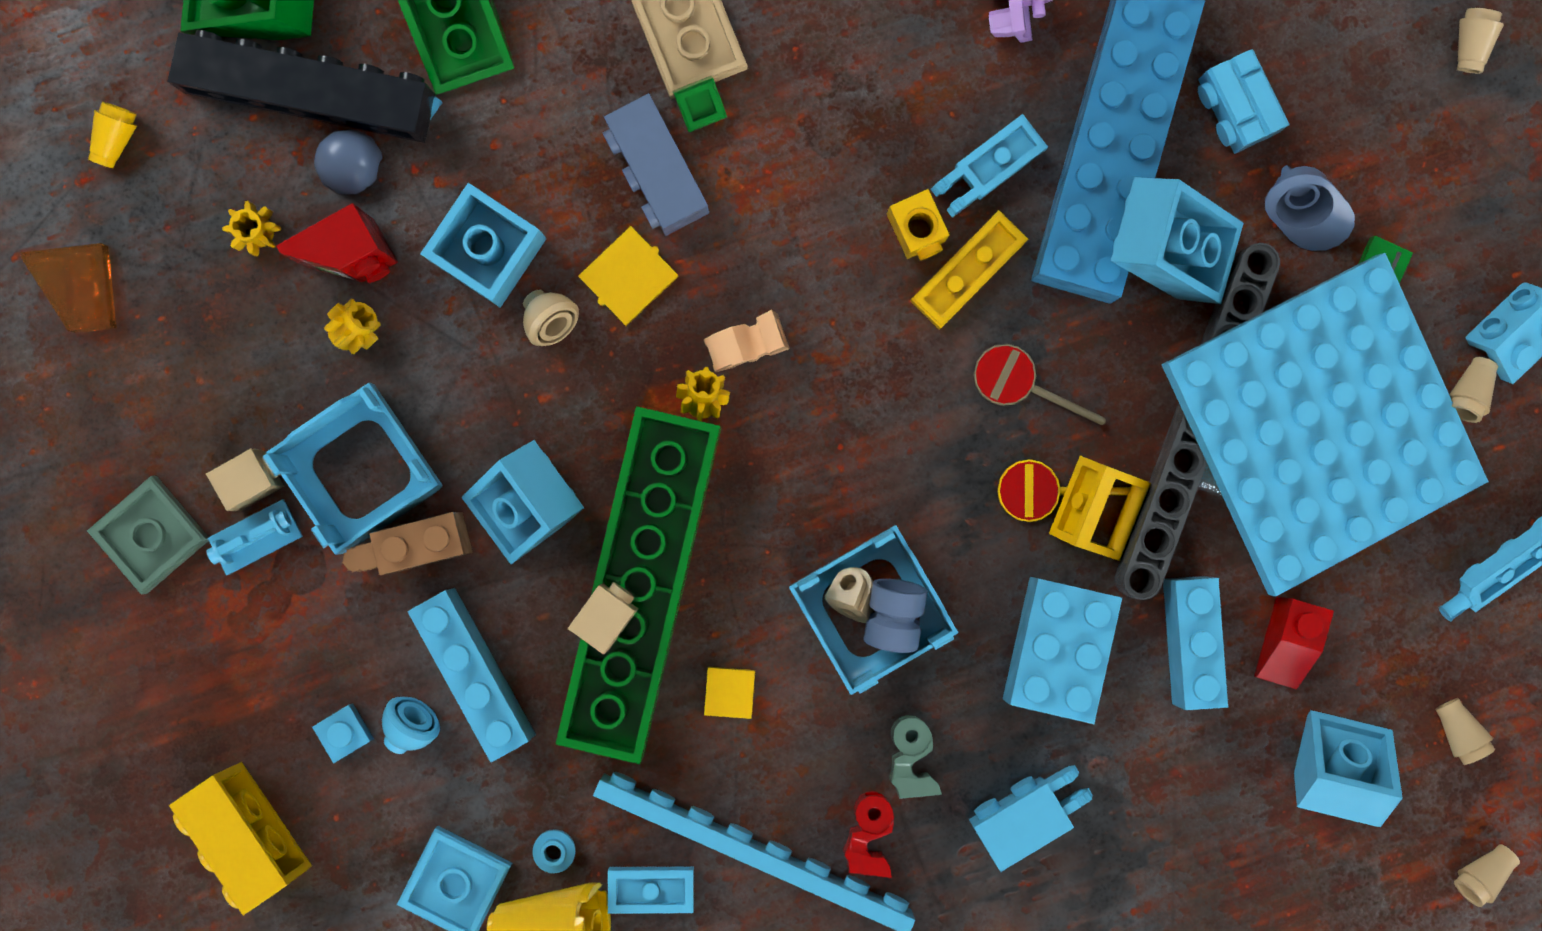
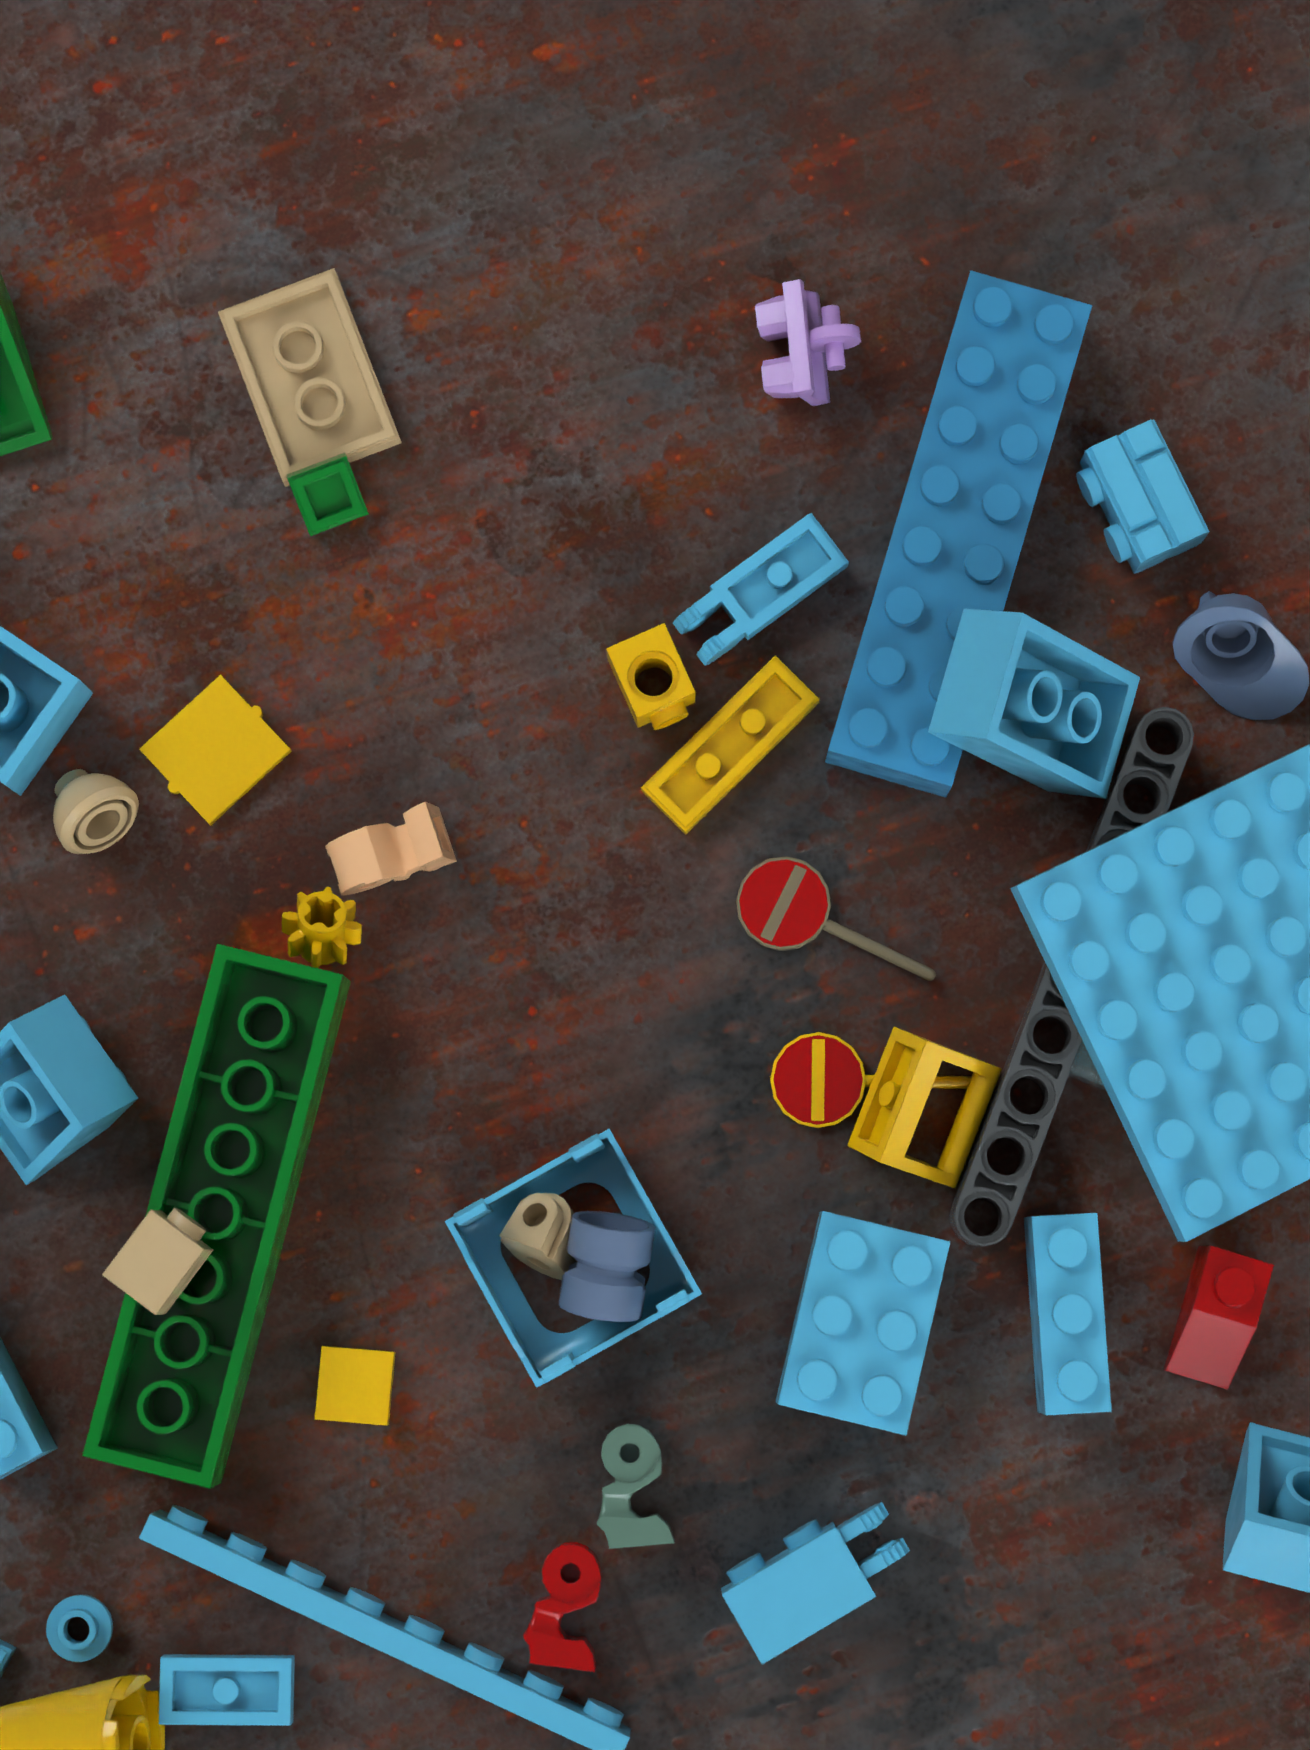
camera: 10 degrees right, 5 degrees down
(655, 165) = (257, 586): sand blue brick -> none

